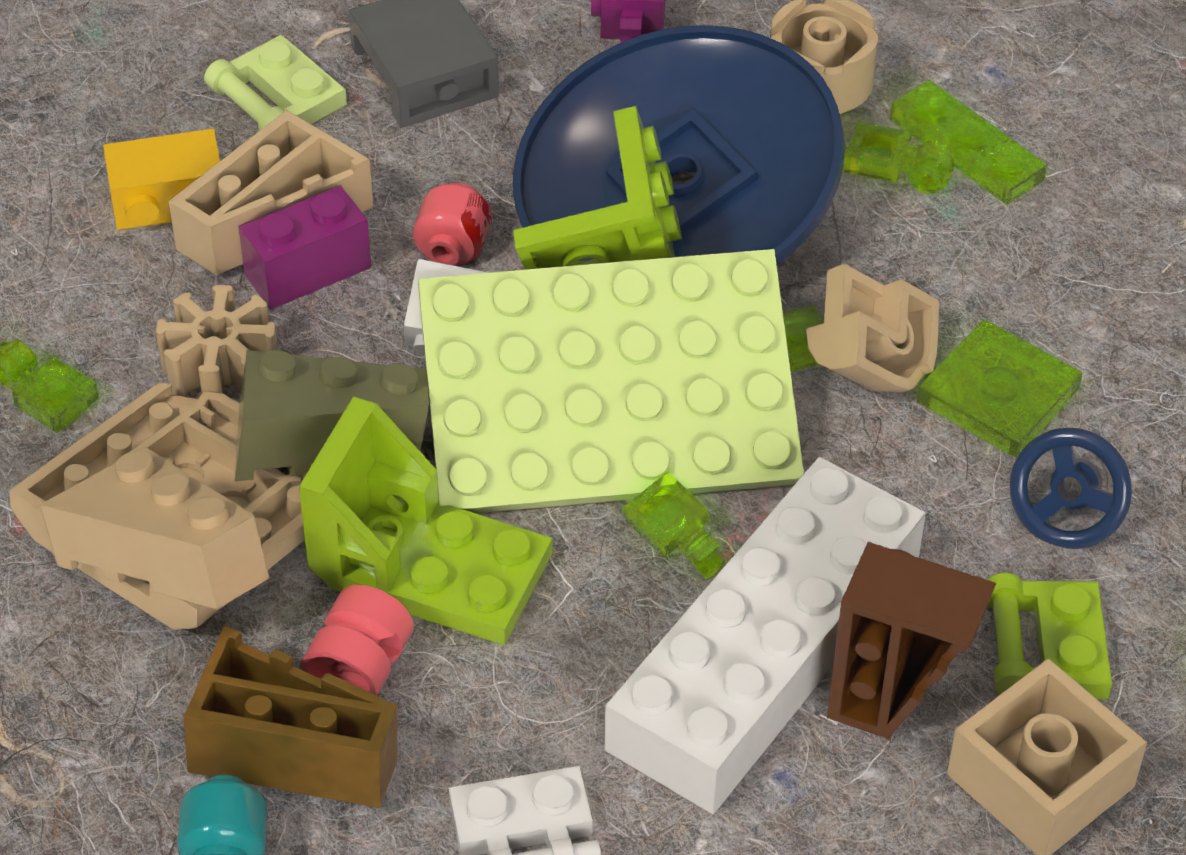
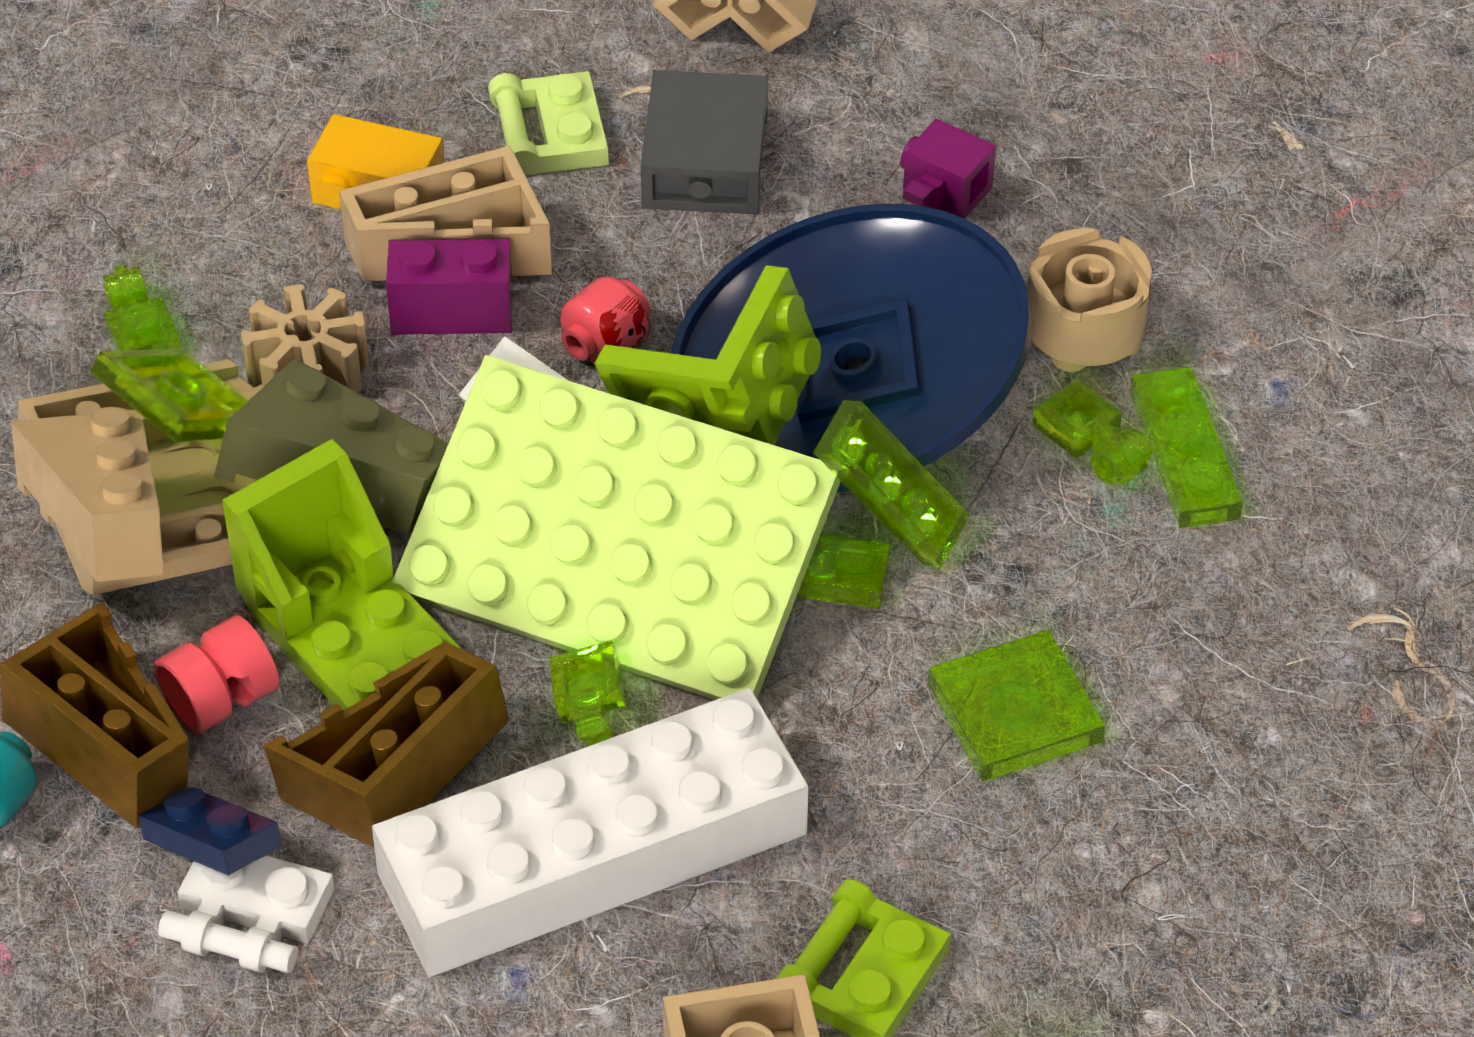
camera: 30 degrees right, 0 degrees up
(160, 423) = (170, 391): none -> clear neon green tile
(456, 777) = (210, 830): none -> dark blue plate
(557, 641) = (394, 744): none -> pearl gold wedge
(797, 240) = (891, 483): none -> clear neon green plate
(876, 331) = (915, 595): tan brick -> none
(898, 635) = (662, 879): reddish brown wedge -> none
(1113, 504) = (1005, 830): dark blue piece -> none

